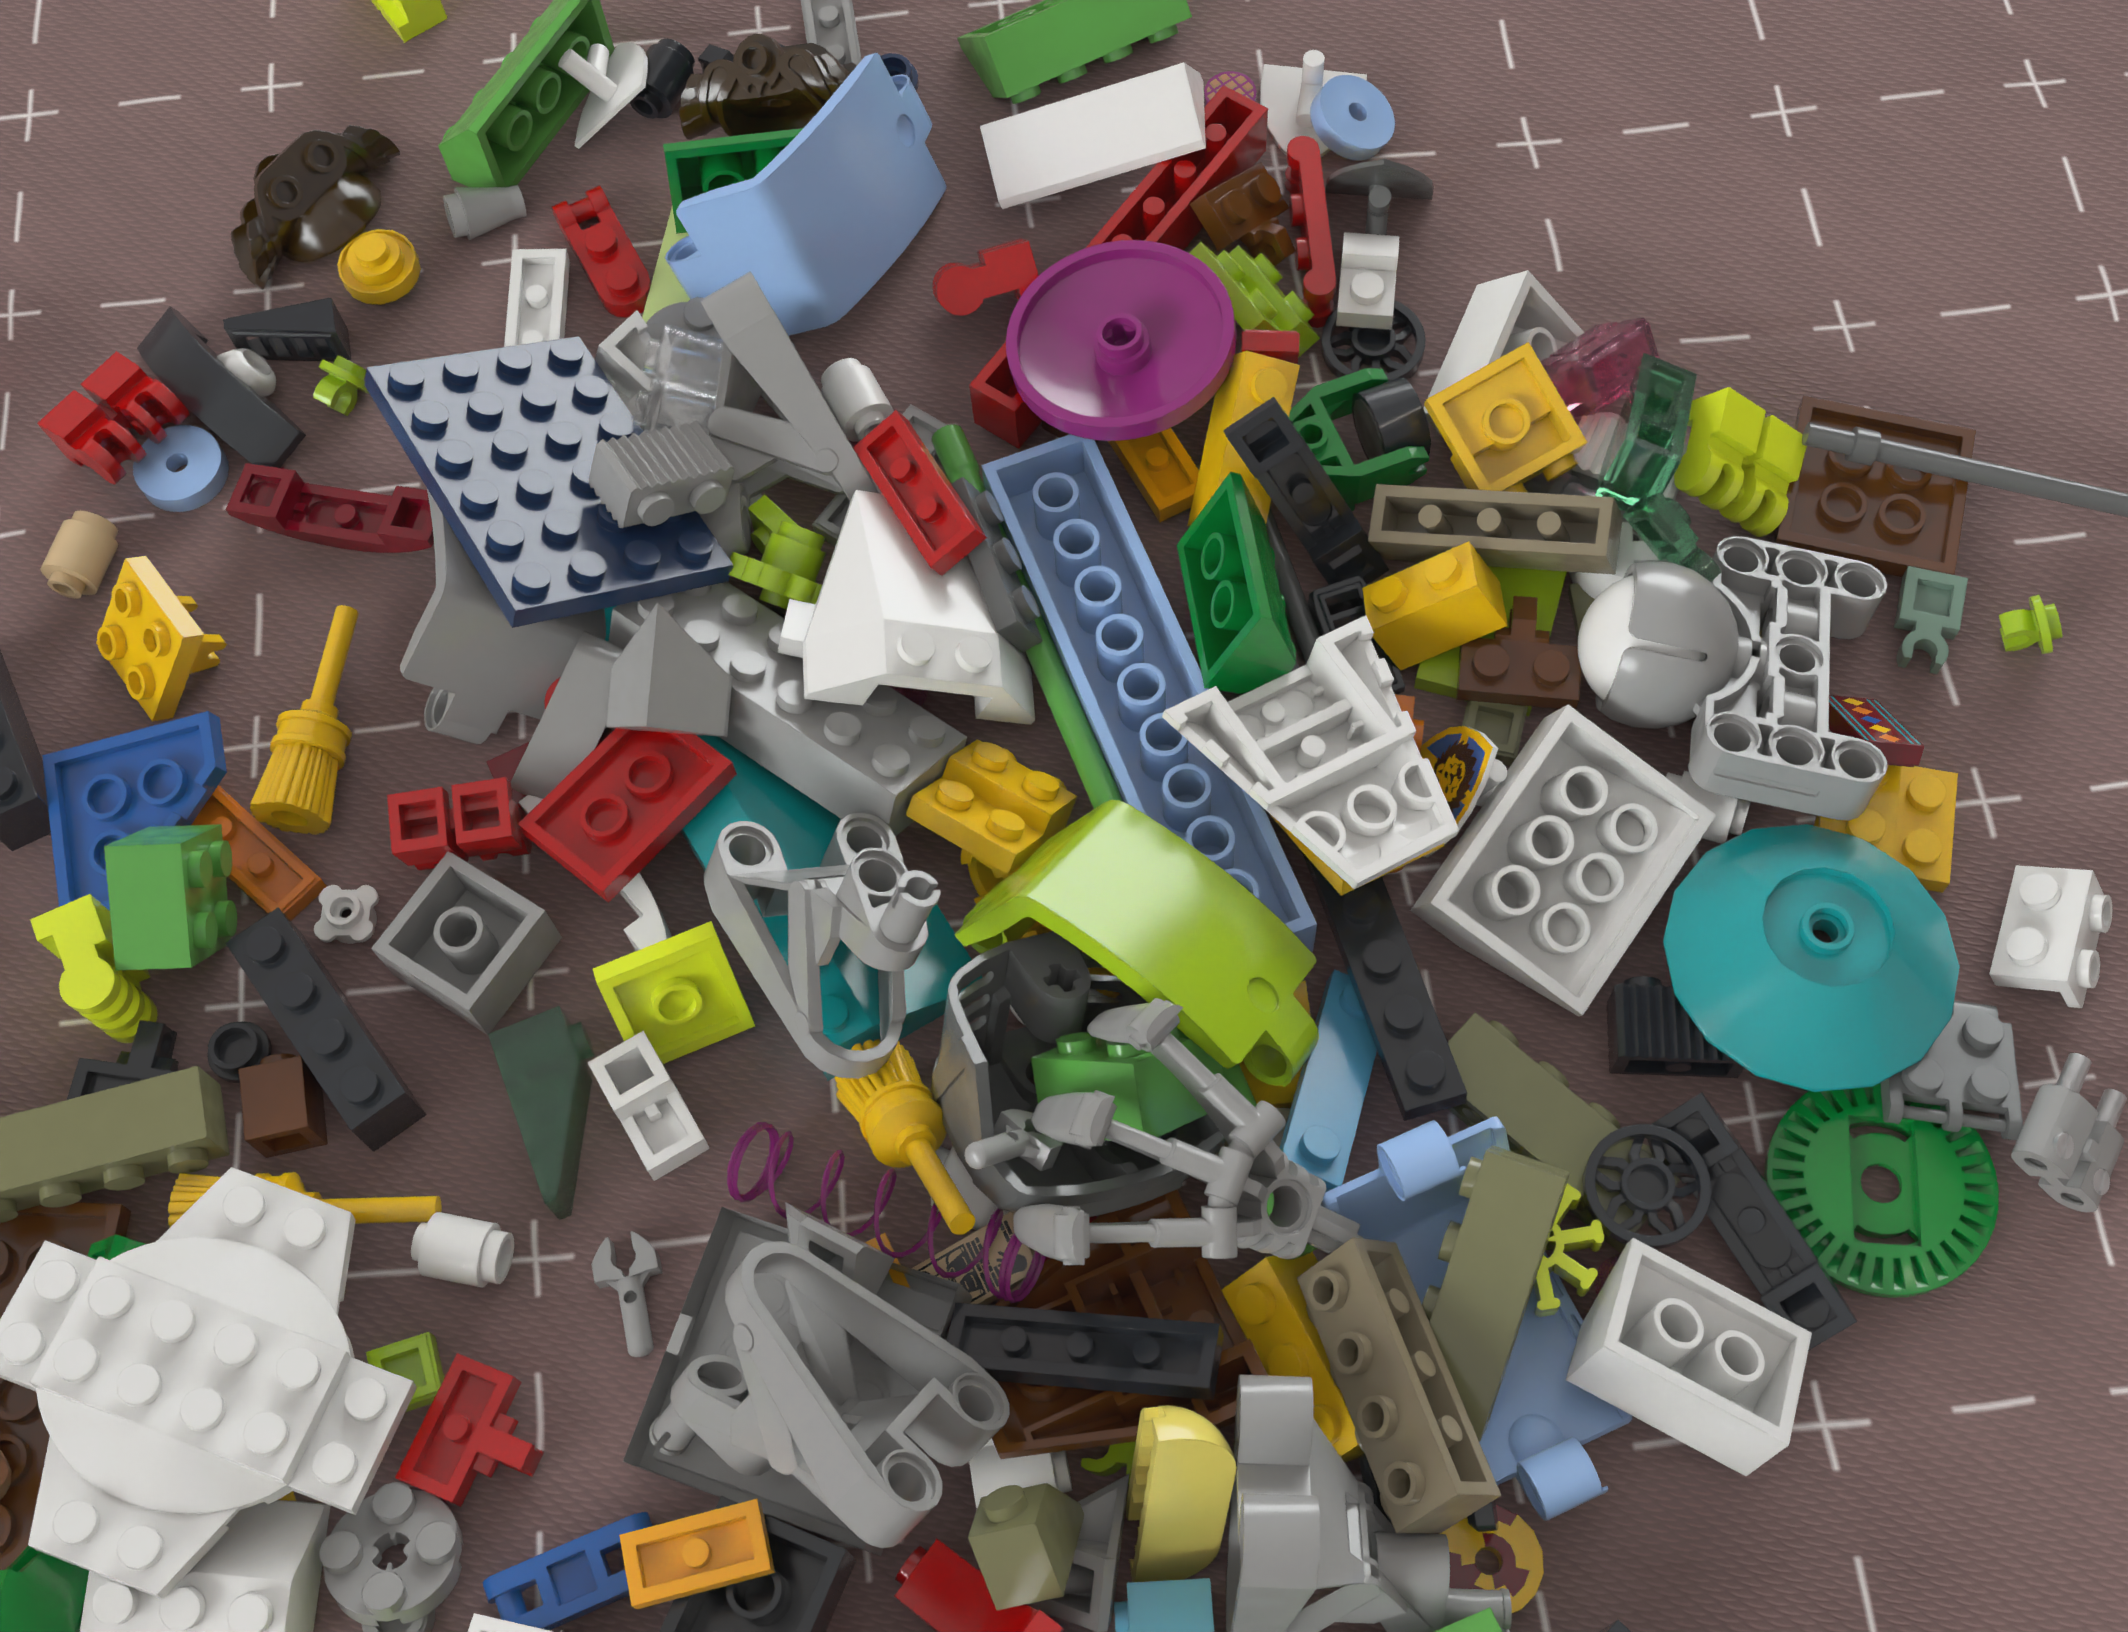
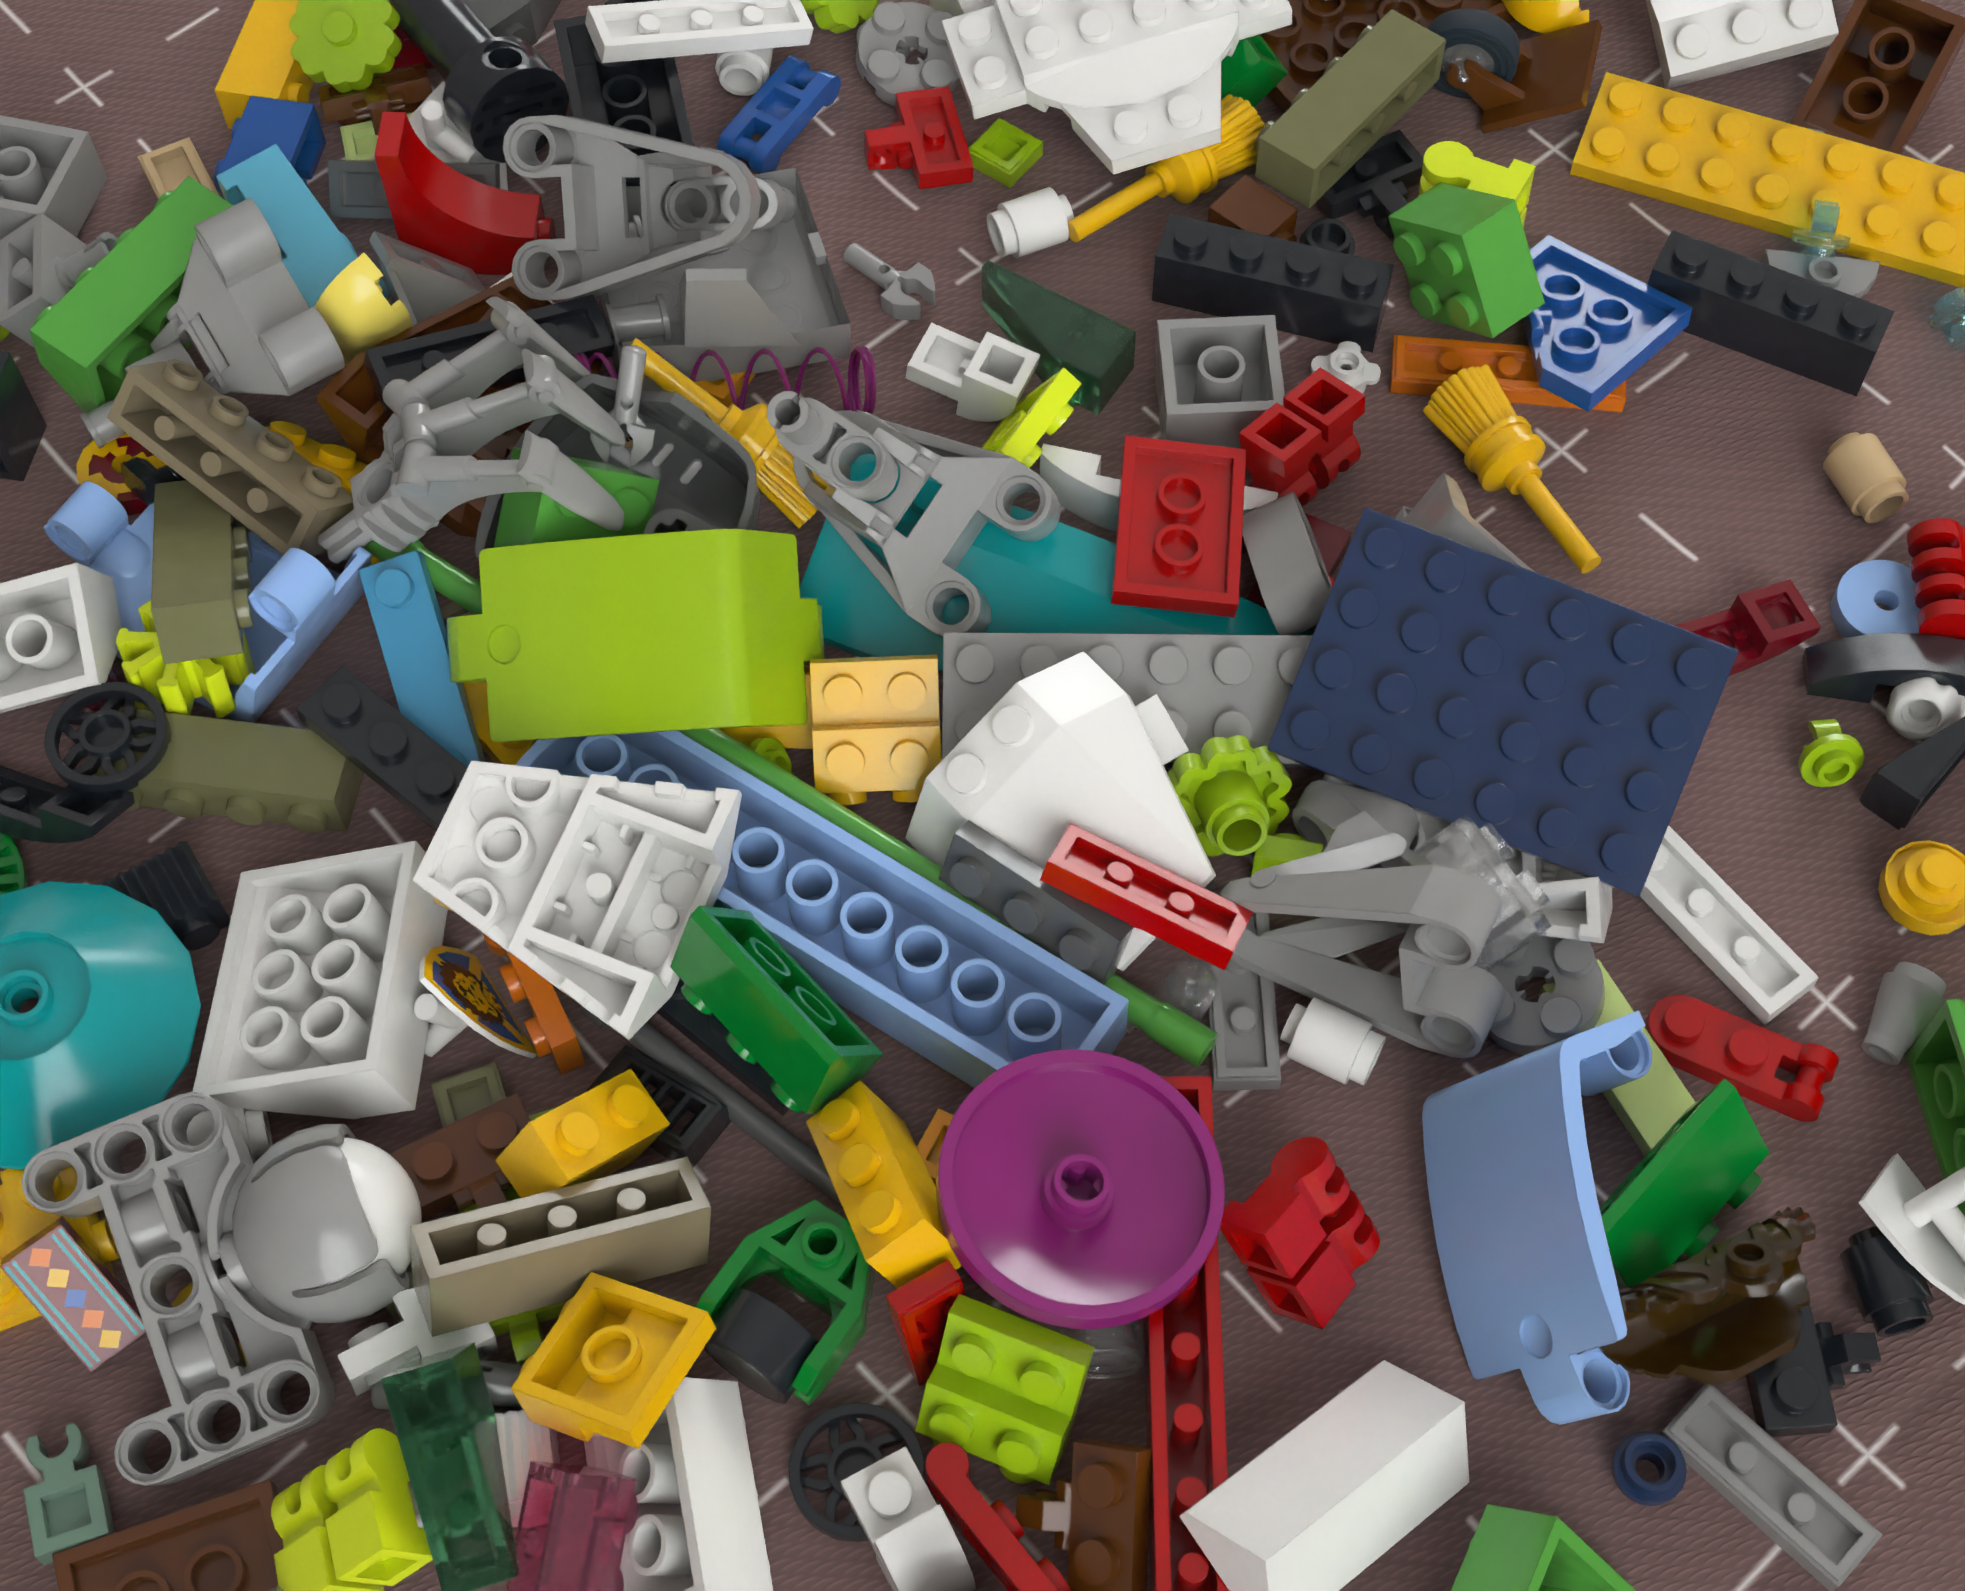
camera: 140 degrees right, 5 degrees down
(154, 638) = (1744, 435): yellow plate -> none
(660, 475) = (1385, 743): light grey brick -> none
(668, 683) = (1200, 583): light grey slope -> none
(696, 1554) = (685, 105): light orange plate -> none
(1025, 1542) = (455, 240): olive slope -> none
(1304, 494) = (742, 1177): black slope -> none
(1666, 531) = (367, 1324): clear green plate -> none

